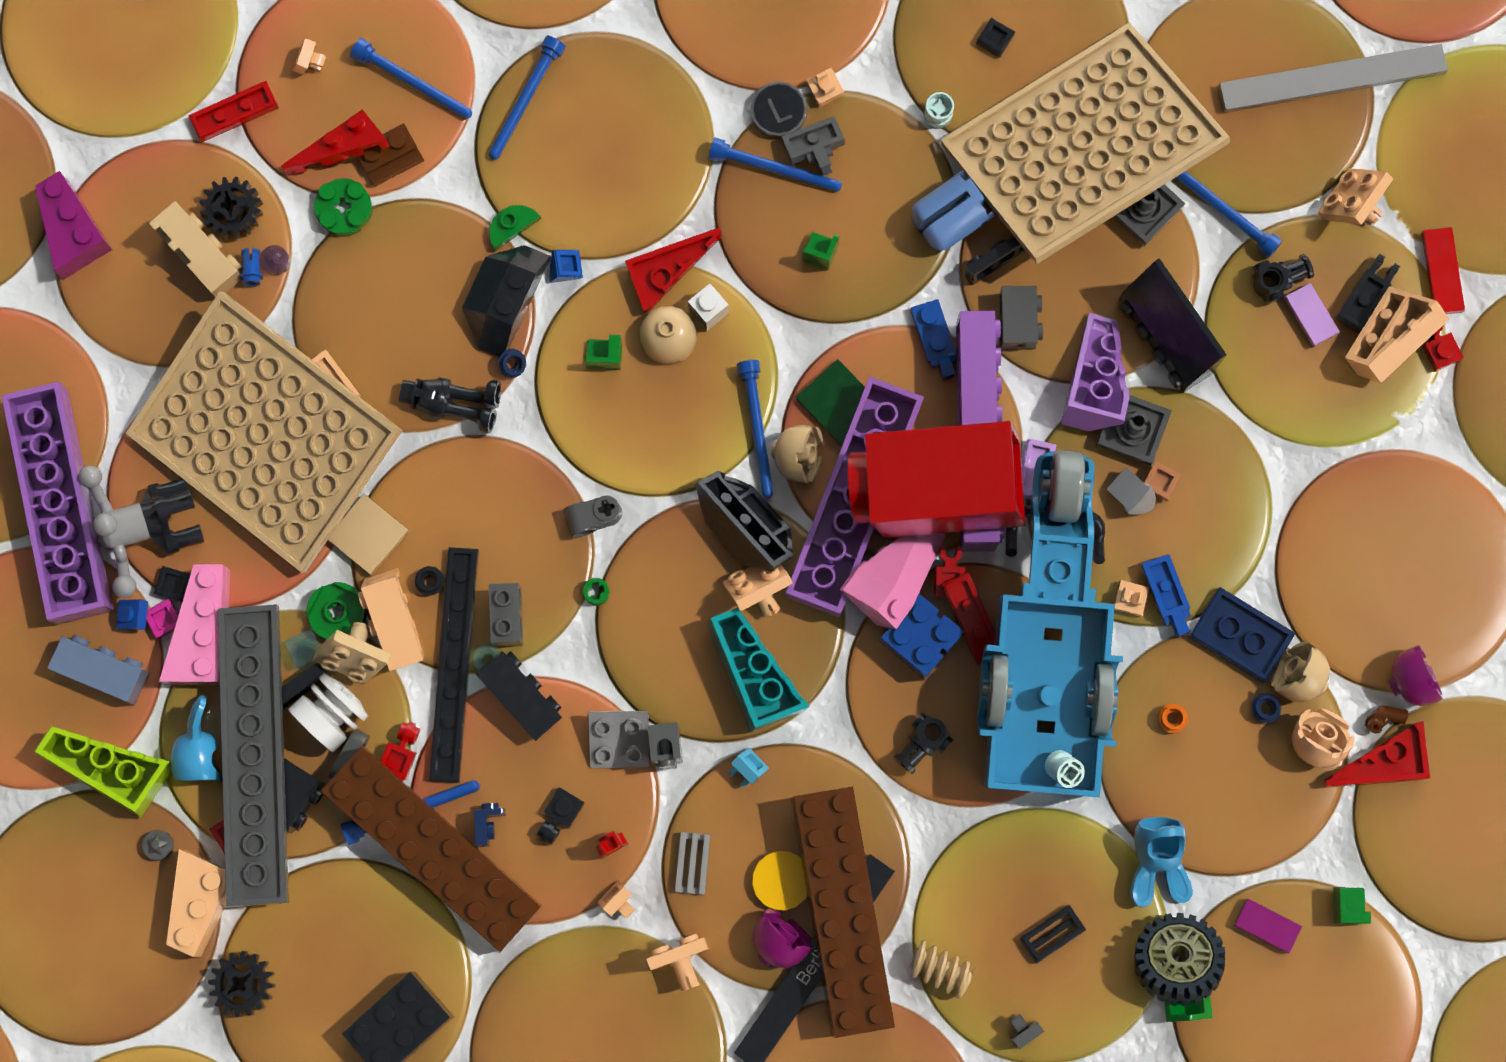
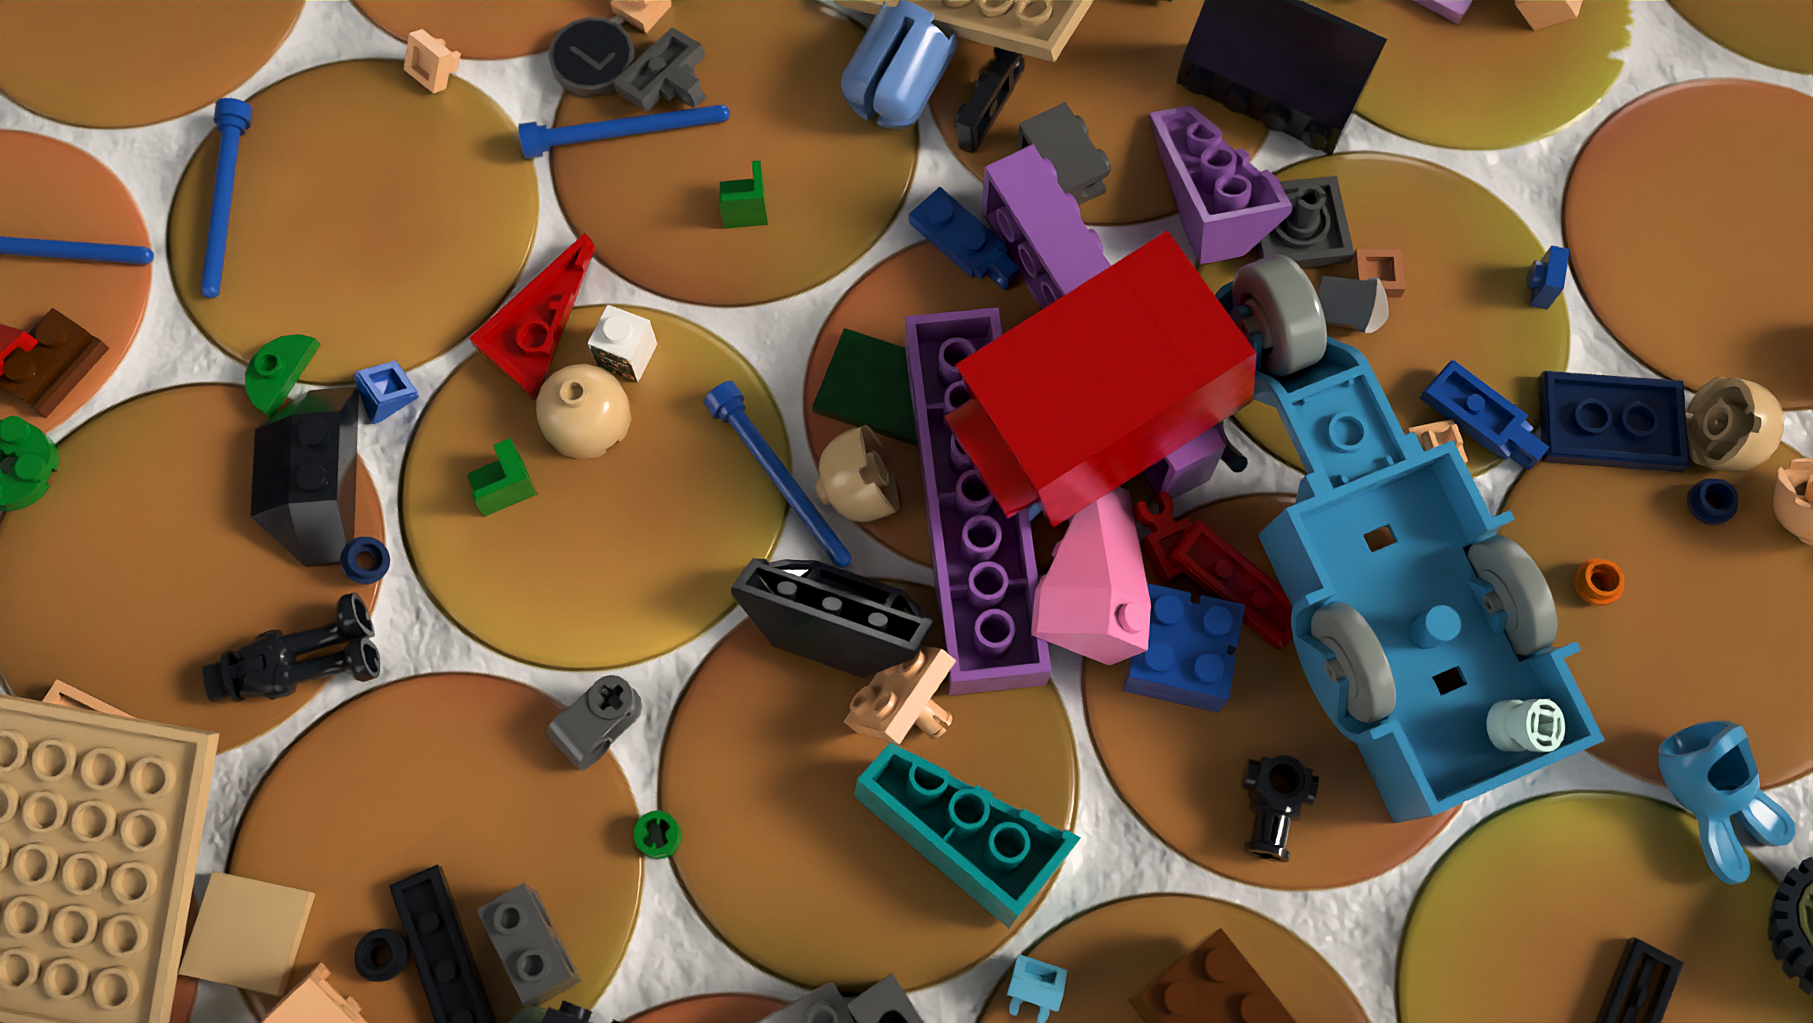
camera: 30 degrees left, 10 degrees down
(681, 67) = (430, 60): none -> light nougat tile
(1256, 533) = (1548, 277): none -> blue plate

